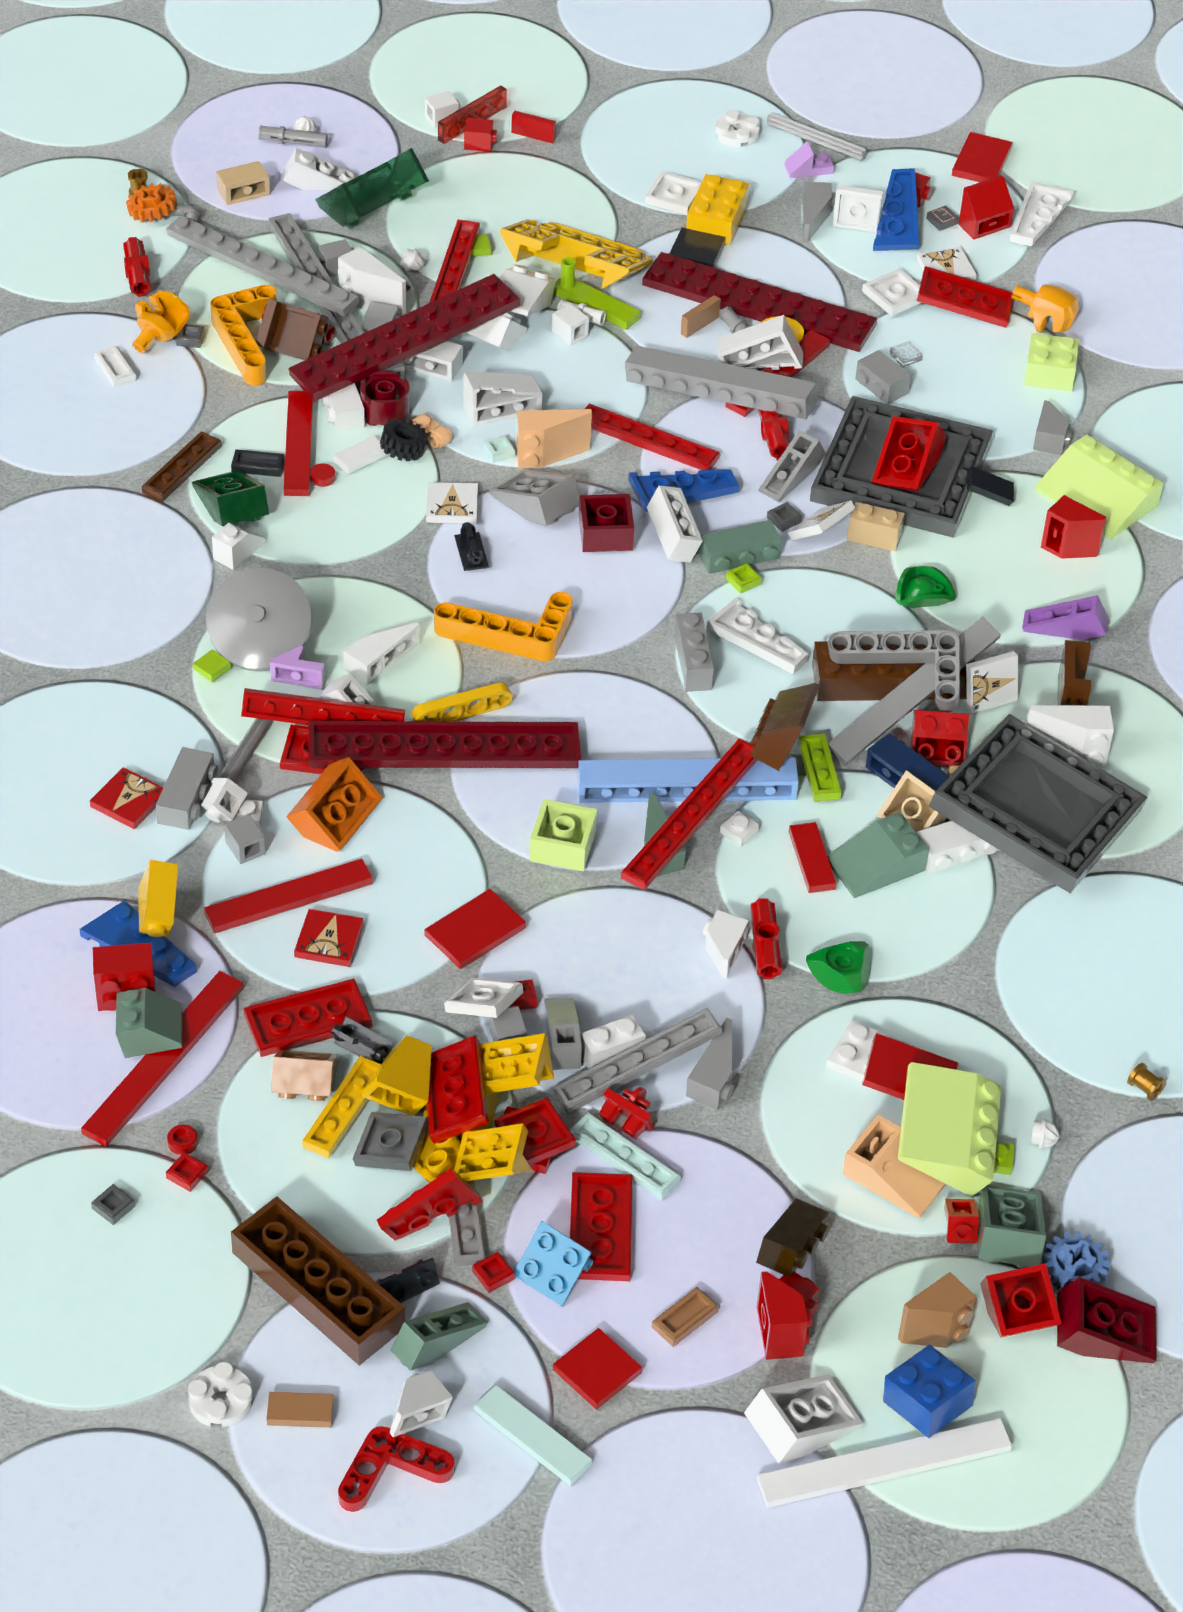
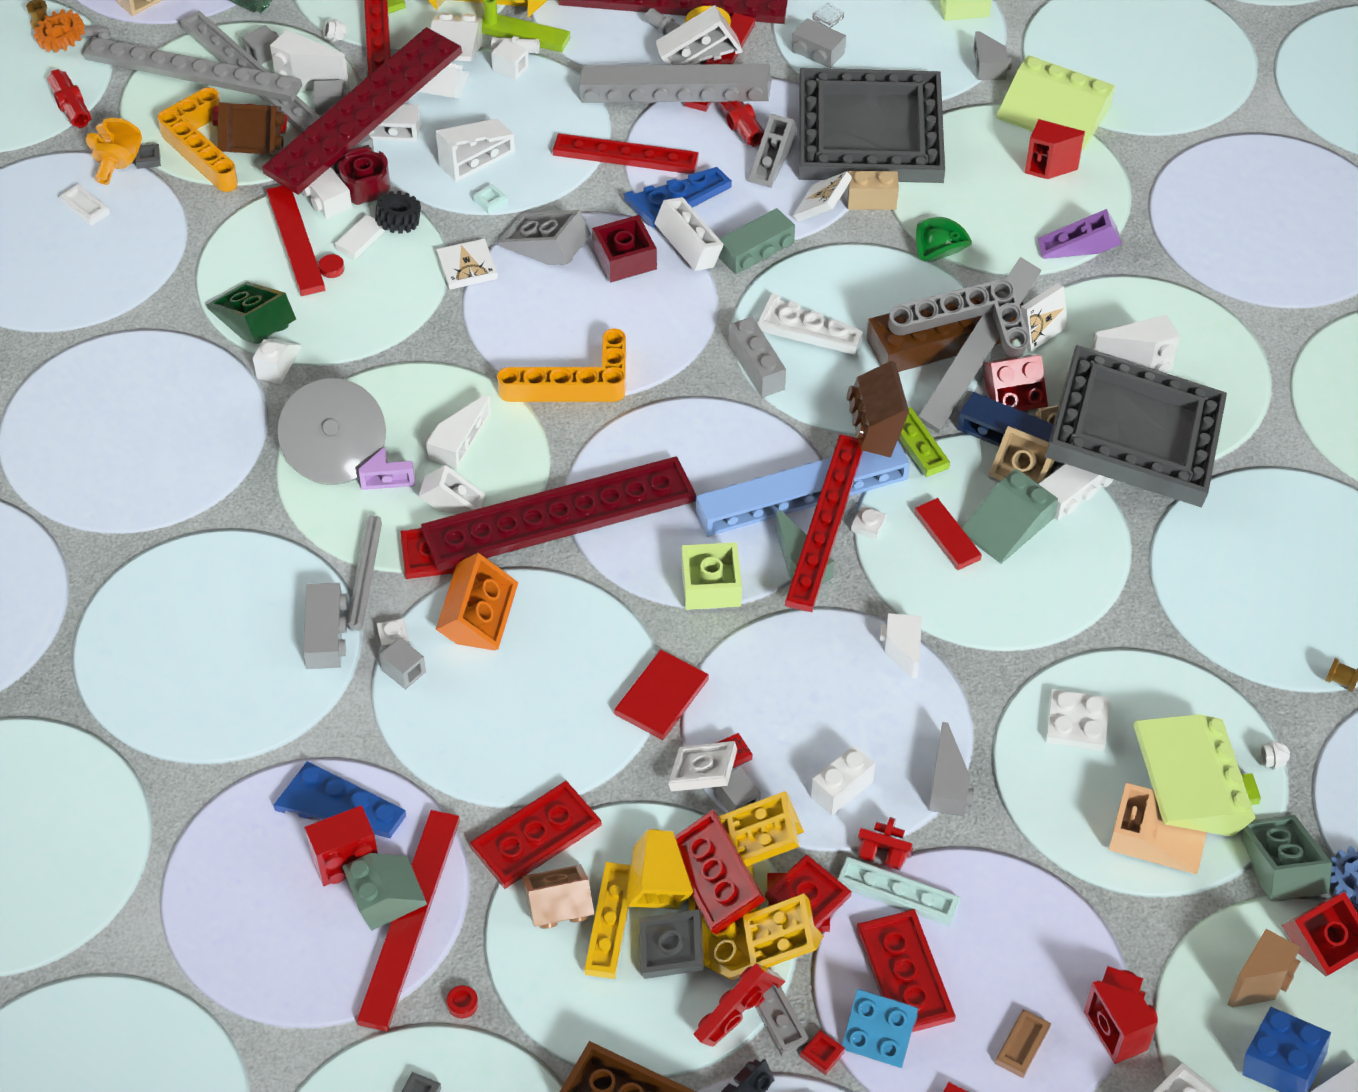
camera: 15 degrees left, 5 degrees up
(127, 798) = (268, 650): red tile -> none
(157, 898) = (344, 753): yellow slope -> none
(181, 466) = (189, 291): reddish brown tile -> none
(187, 1171) = (480, 1035): red tile -> none
(212, 665) = (298, 489): lime tile -> none
(223, 800) = (367, 628): white brick -> none
(258, 462) = (263, 269): black tile -> none
(288, 895) = (466, 711): red tile -> none
(302, 709) = (414, 512): red tile -> none
(329, 937) = (524, 743): red tile -> none
(361, 1040) = (601, 845): hinge -> none
(436, 435) = (428, 199): light nougat plate -> none
(470, 548) = (504, 306): black hinge -> none
(497, 697) = (560, 467): yellow beam -> none
(551, 436) = (538, 175): light nougat slope -> none
(563, 1033) = (792, 776): light grey slope -> none
(637, 1060) = (874, 790): light grey tile -> none
(700, 316) = (628, 23): medium nougat tile -> none
(743, 578) = (770, 271): lime tile -> none
(765, 938) = (941, 629): red piece -> none
(784, 516) = (783, 200): dark grey tile -> none
(793, 1238) = (1099, 933): dark brown brick -> none
(842, 966) = (1022, 638): green hat -> none
(889, 1064) = (1112, 725): red tile -> none
(909, 453) = (876, 112): red slope -> none
(961, 1220) = (1238, 863): red bracket -> none
(990, 486) = (959, 125): black tile -> none
(1072, 685) = (1111, 302): reddish brown panel -> none

